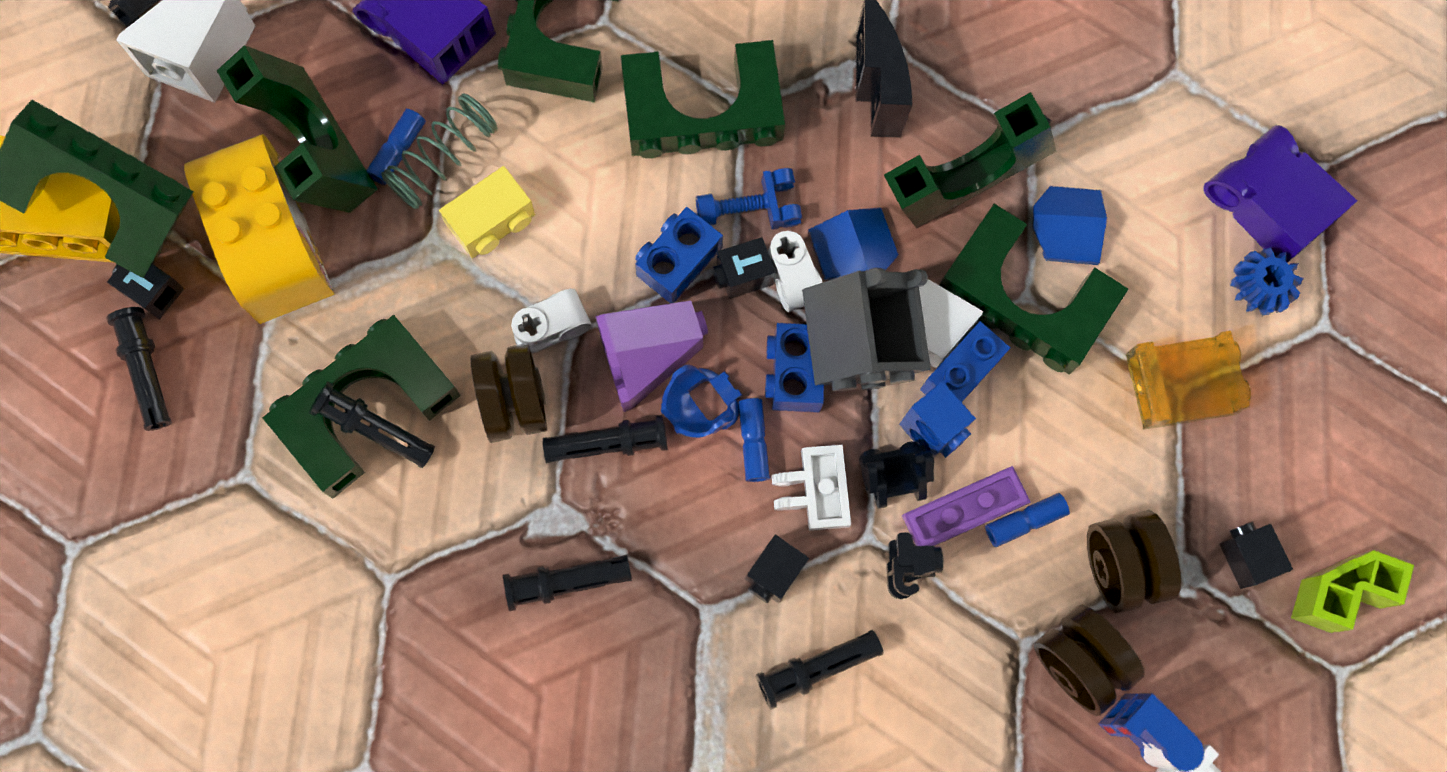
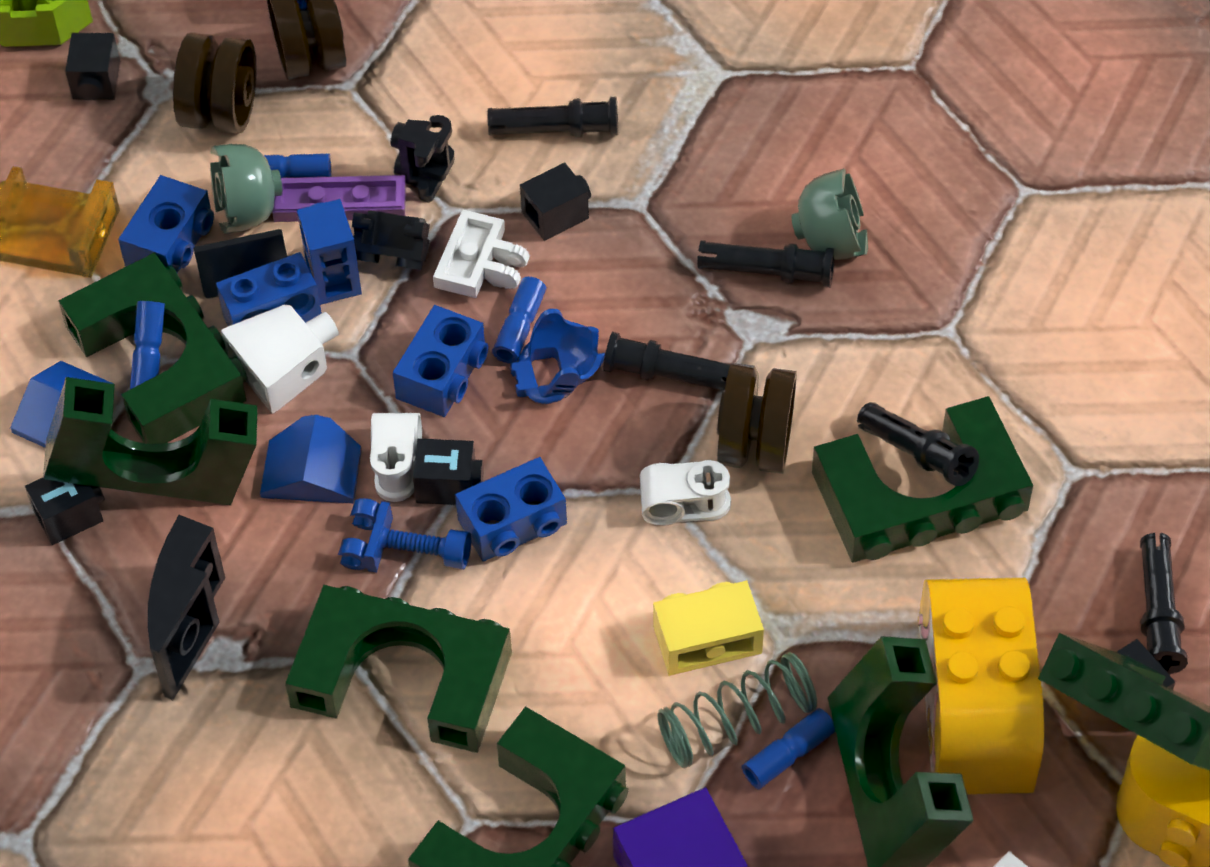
camera: 150 degrees left, 20 degrees down
(521, 639) = (831, 216): none -> sand green cylinder
(649, 346) = (586, 428): medium lavender slope -> none
(867, 329) = (354, 336): dark grey container -> none
(1007, 401) = (235, 256): none -> black slope
(1035, 282) = (147, 341): none -> blue piece
(1046, 464) = (243, 186): none -> sand green cylinder
(1099, 389) = (168, 224): none -> blue brick

